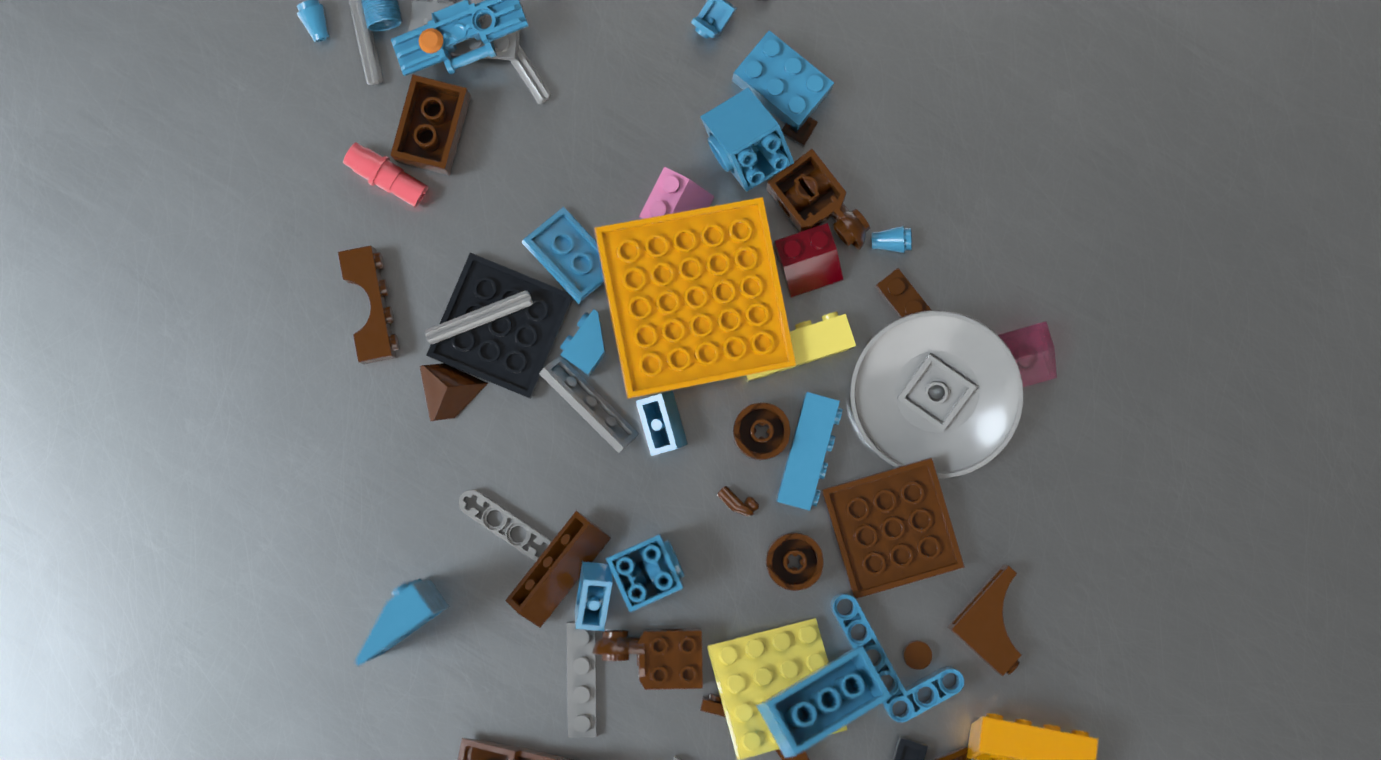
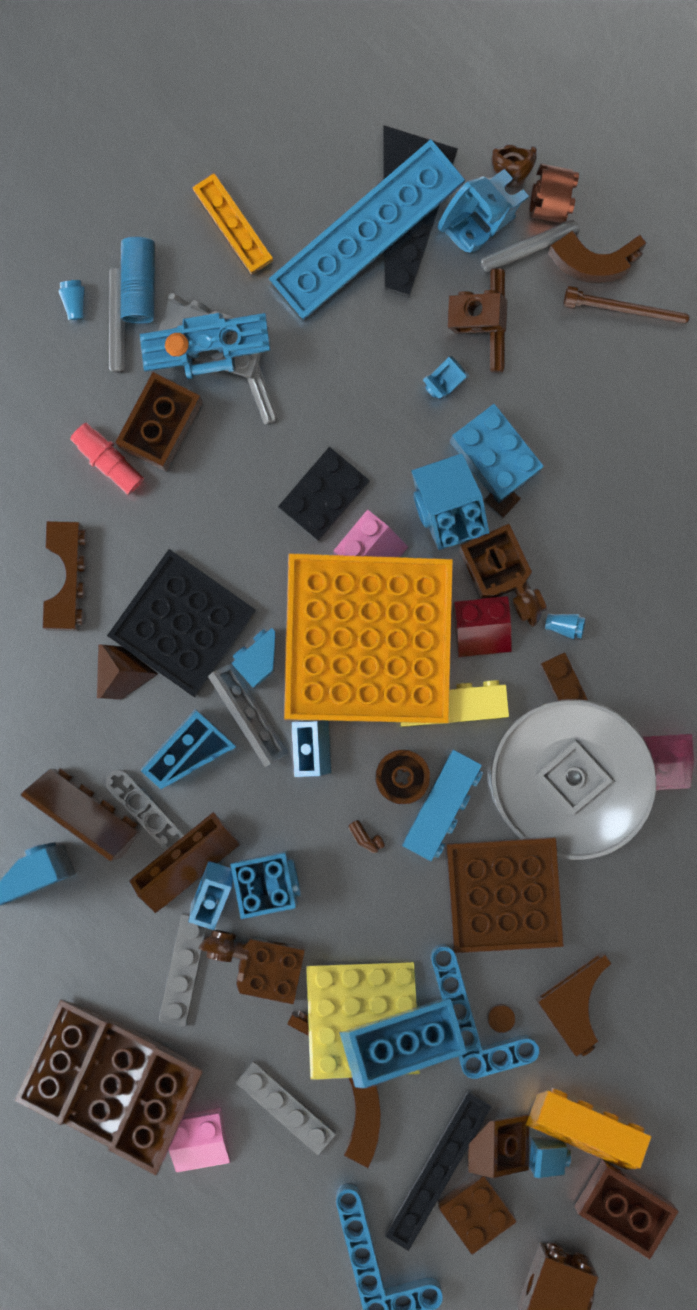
camera: 15 degrees right, 0 degrees up
(442, 542) = (82, 813): none -> reddish brown slope
(478, 317) = (163, 611): light grey axle -> none
(534, 453) = (186, 749): none -> dark azure wedge
(567, 254) = (259, 570): dark azure tile -> none
(615, 162) = (323, 494): none -> black plate
(810, 562) = (400, 920): reddish brown brick -> none

